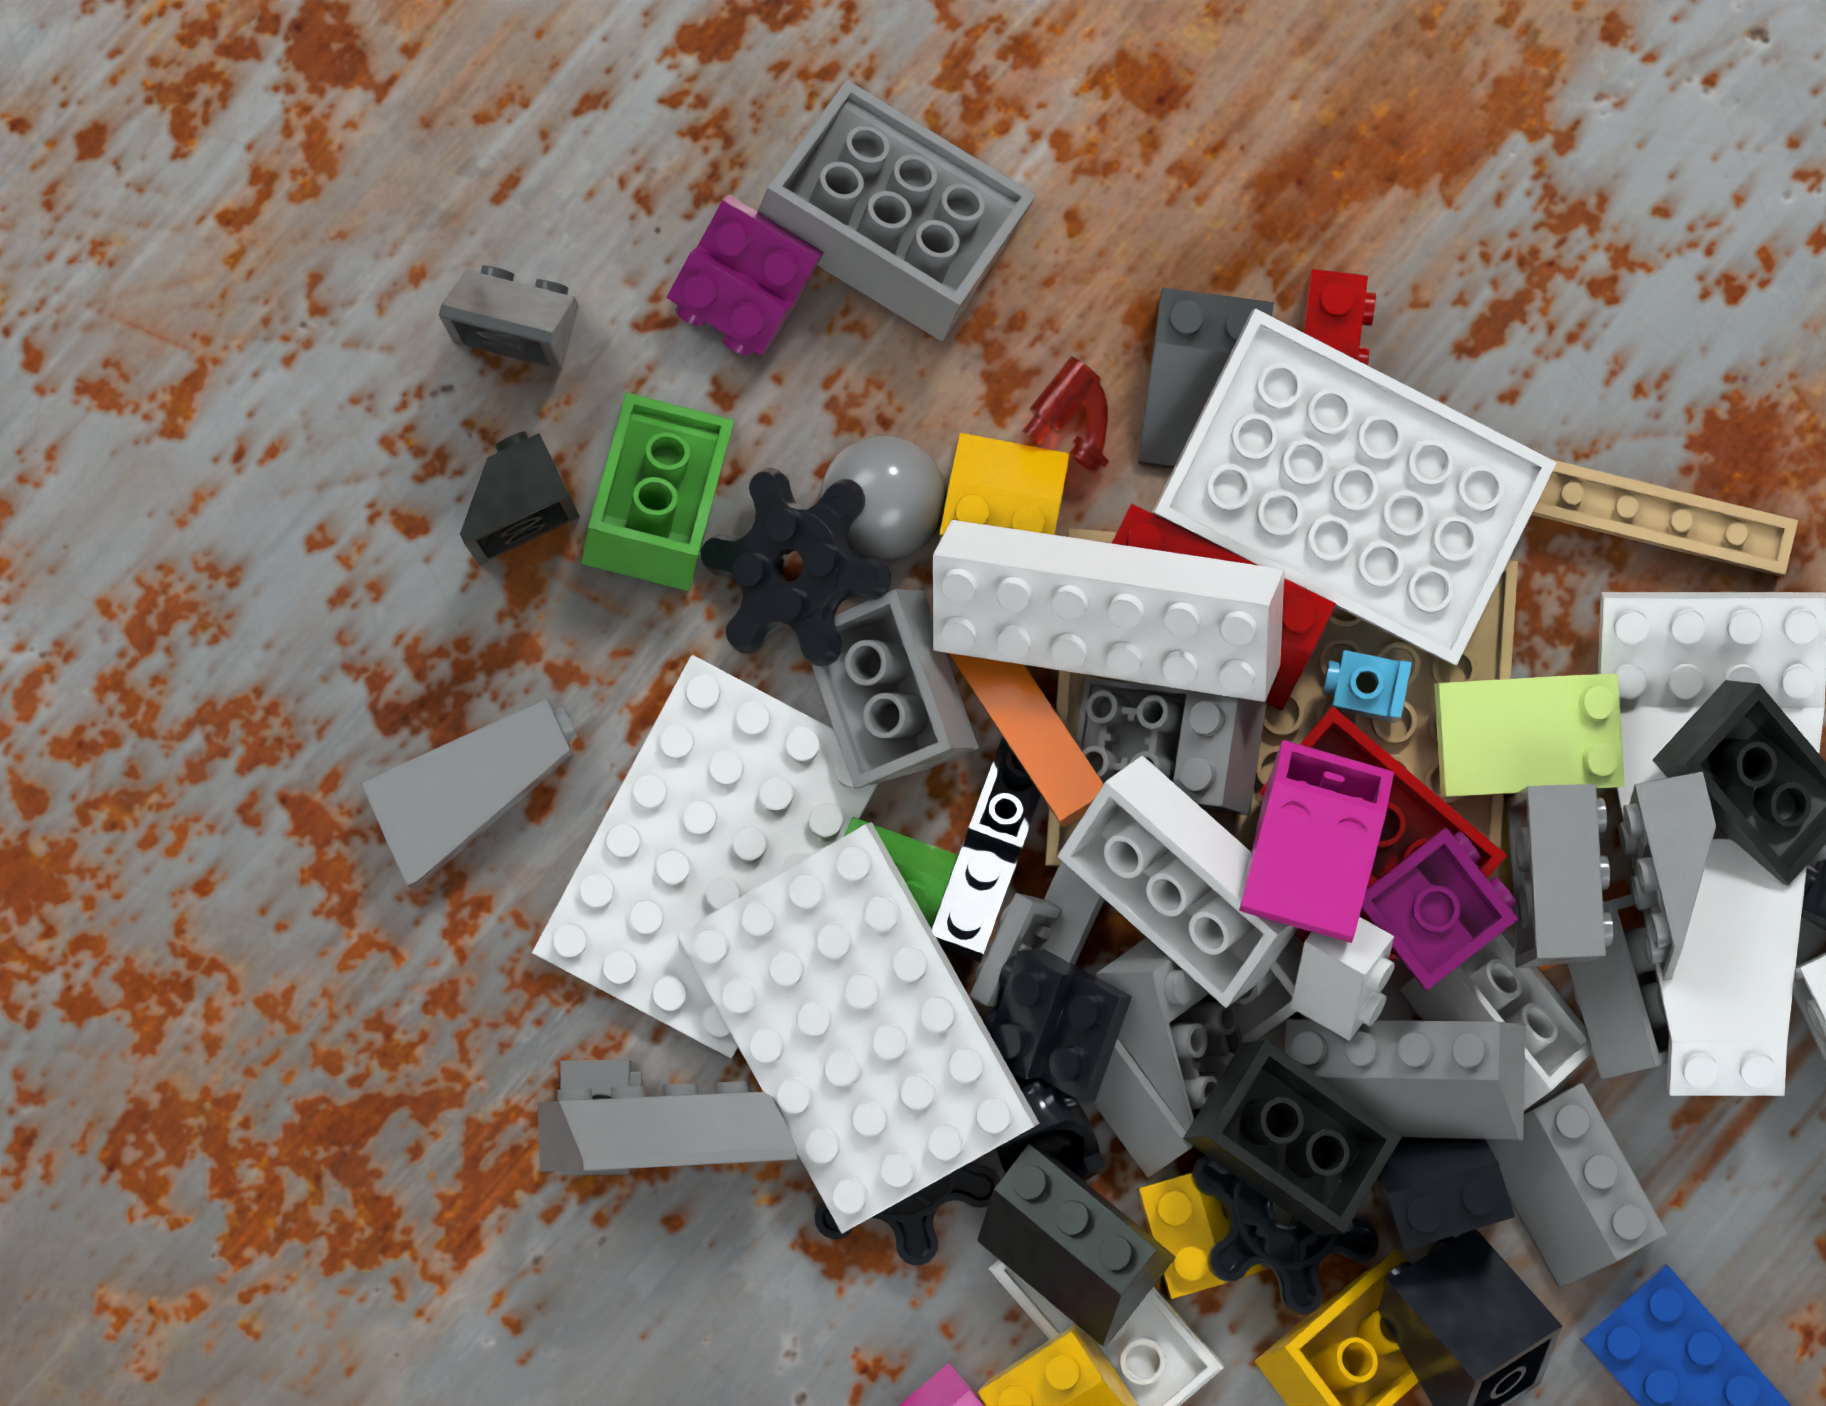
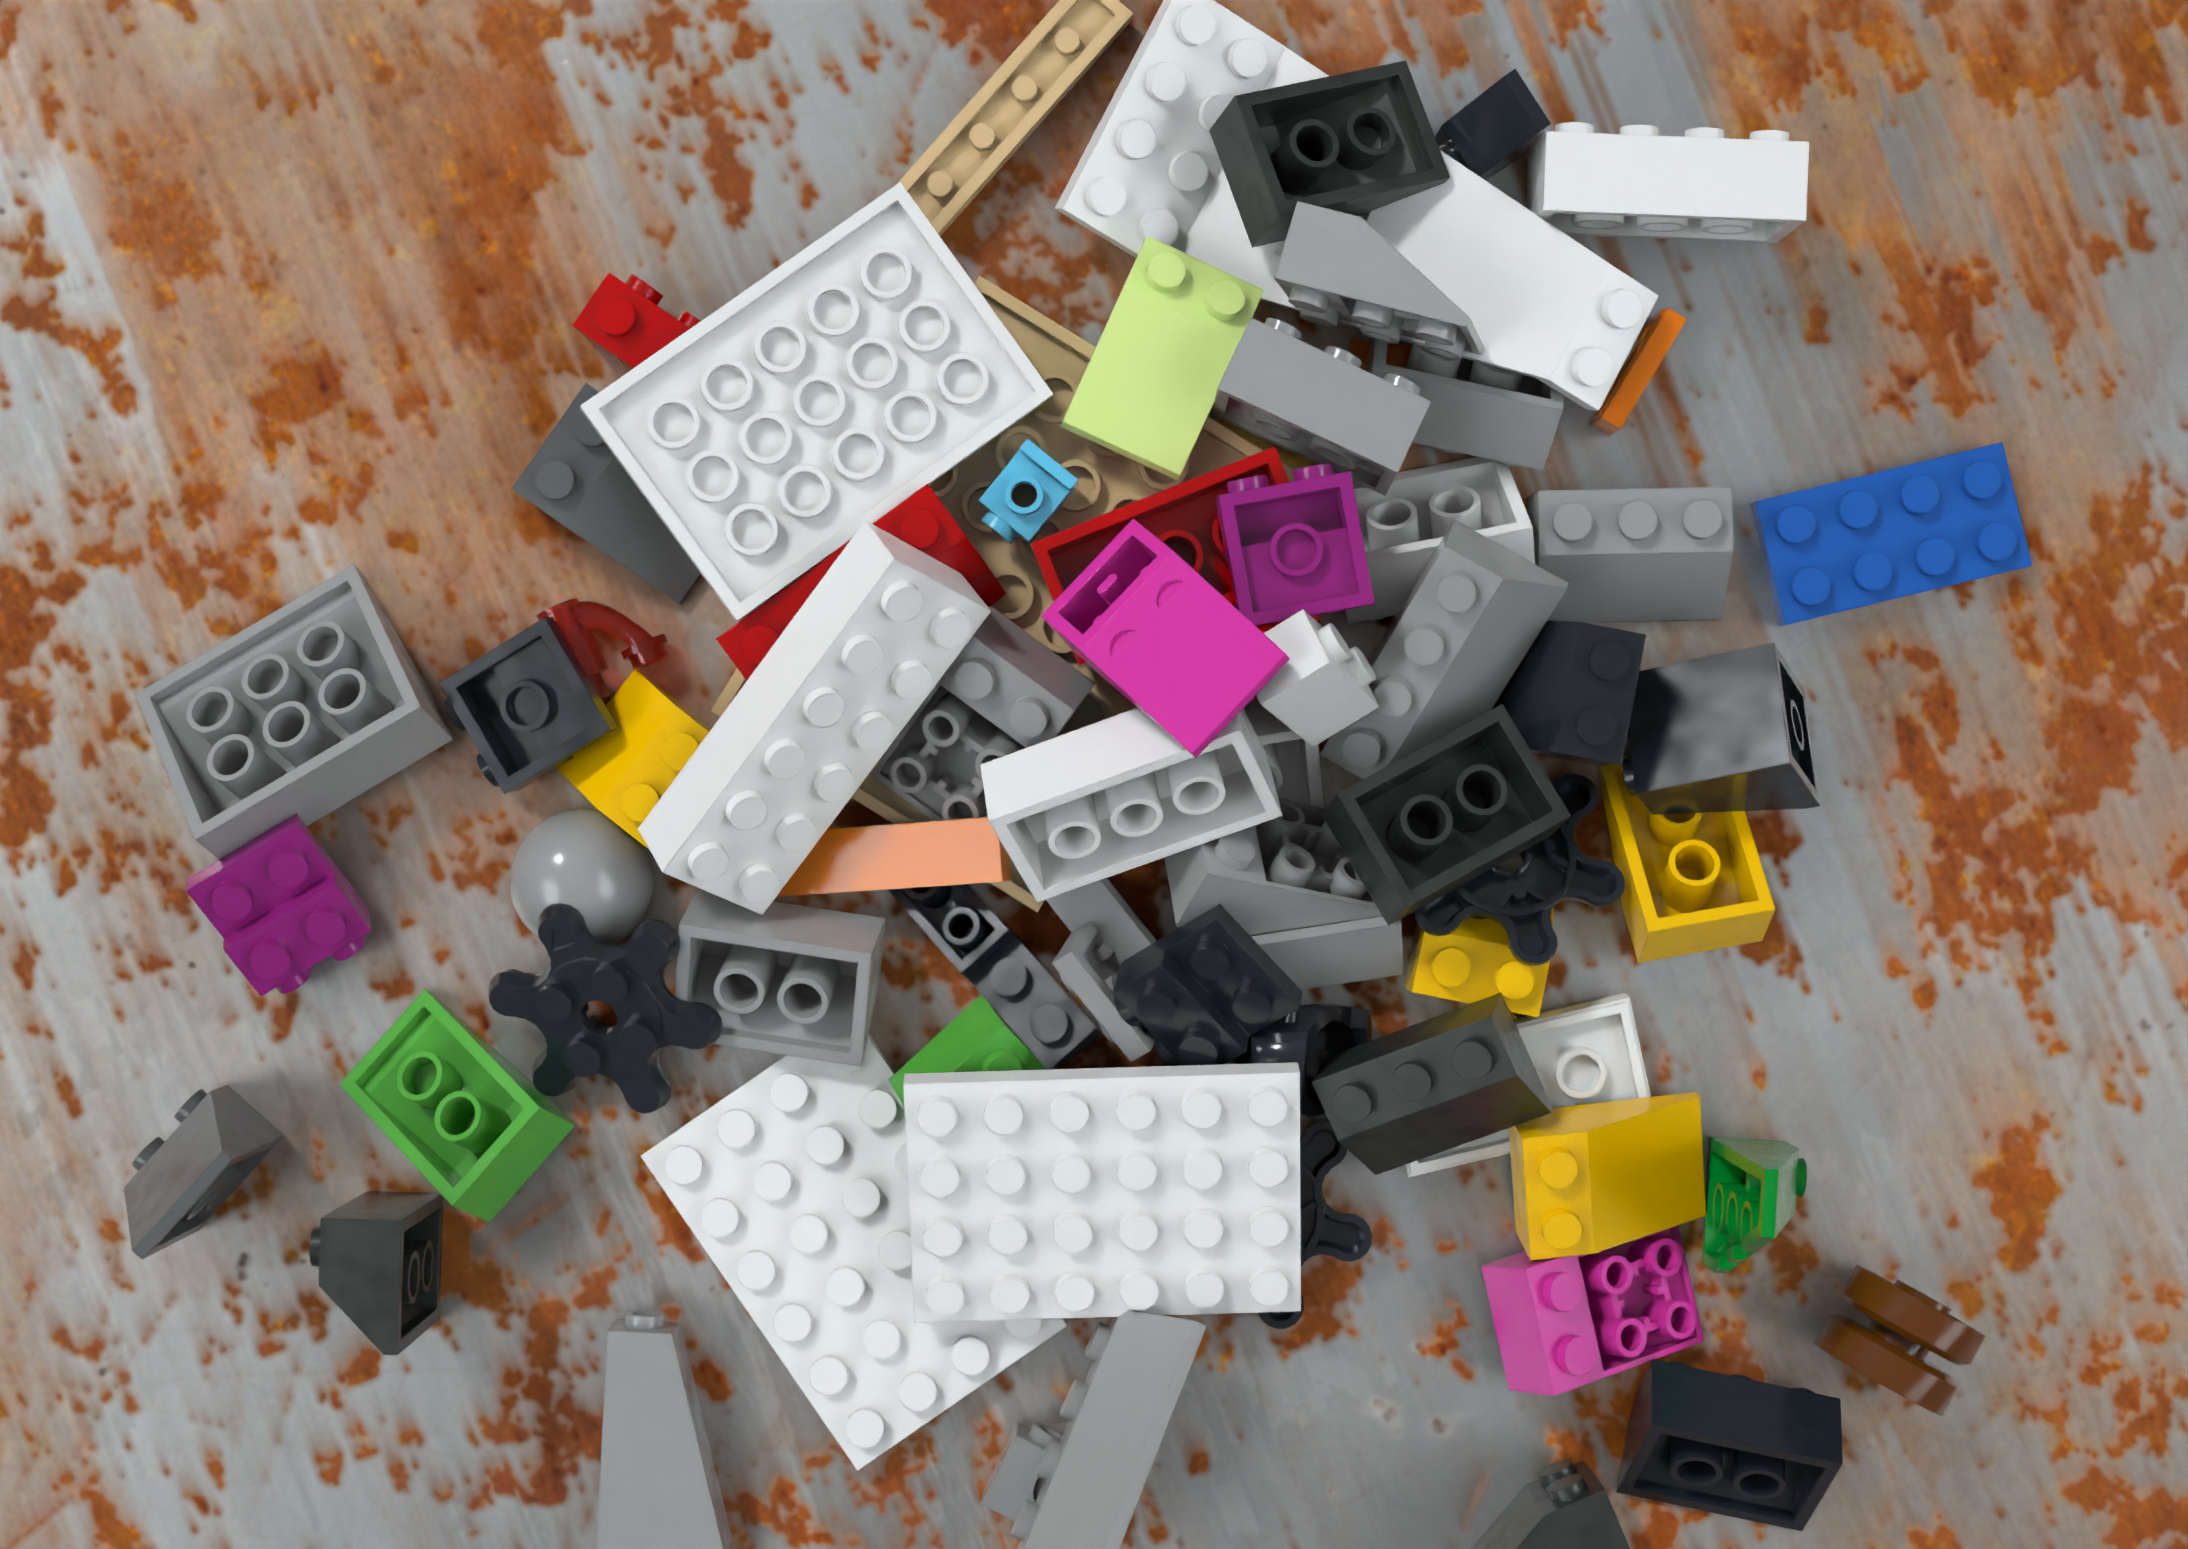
camera: 60 degrees left, 5 degrees up
(998, 385) = (526, 706): none -> black plate
(1719, 1115) = (1637, 370): none -> orange tile

